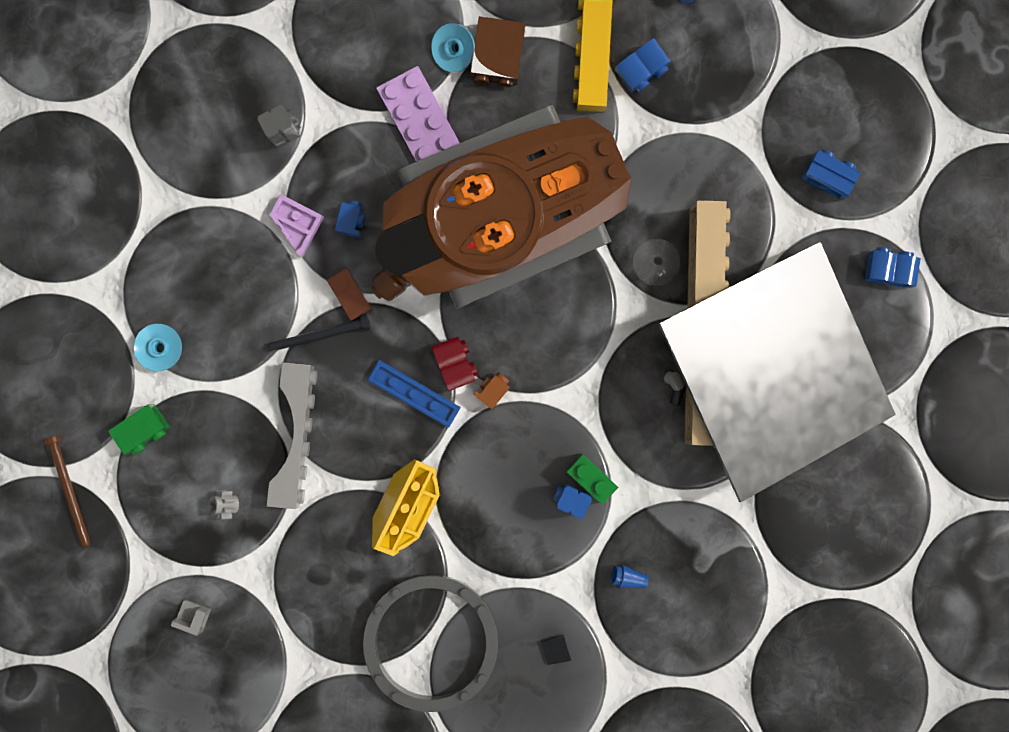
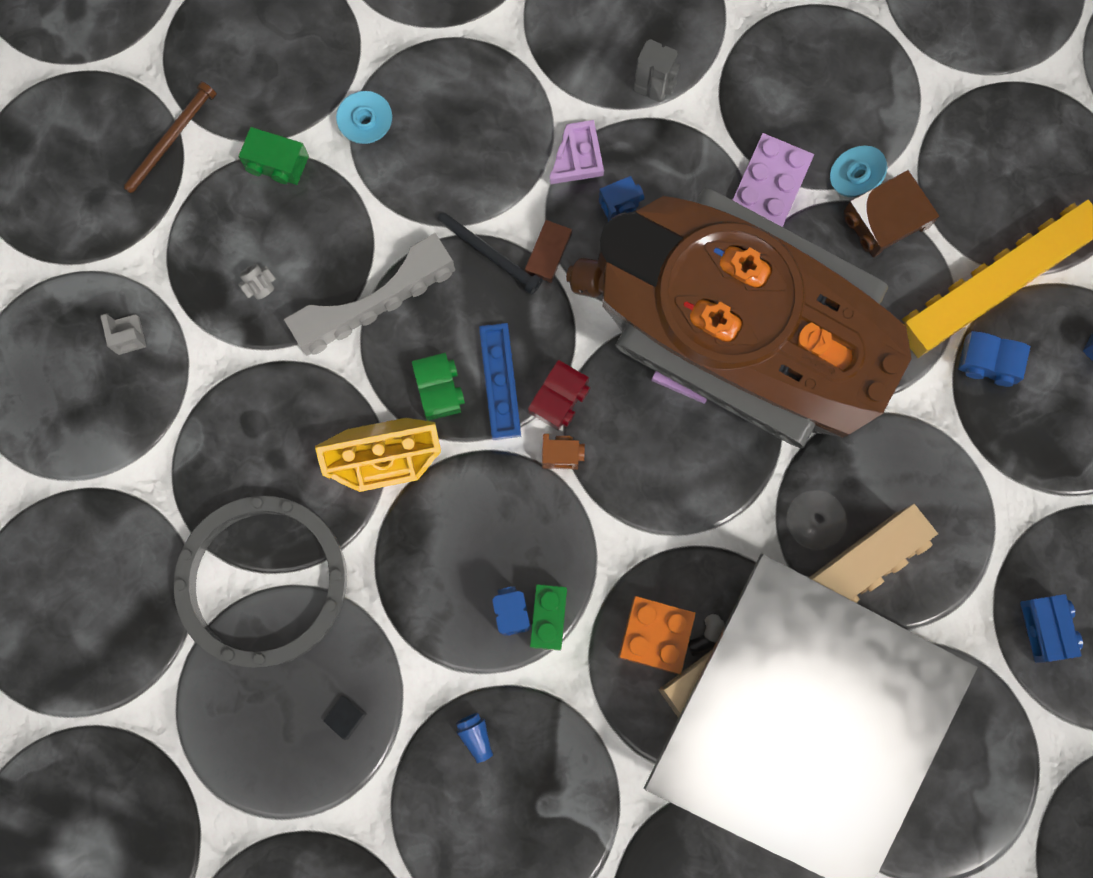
camera: 55 degrees right, 10 degrees down
(387, 437) = (437, 386): none -> green brick
(653, 420) = (656, 635): none -> orange brick
(892, 268) = (1013, 770): blue brick -> none

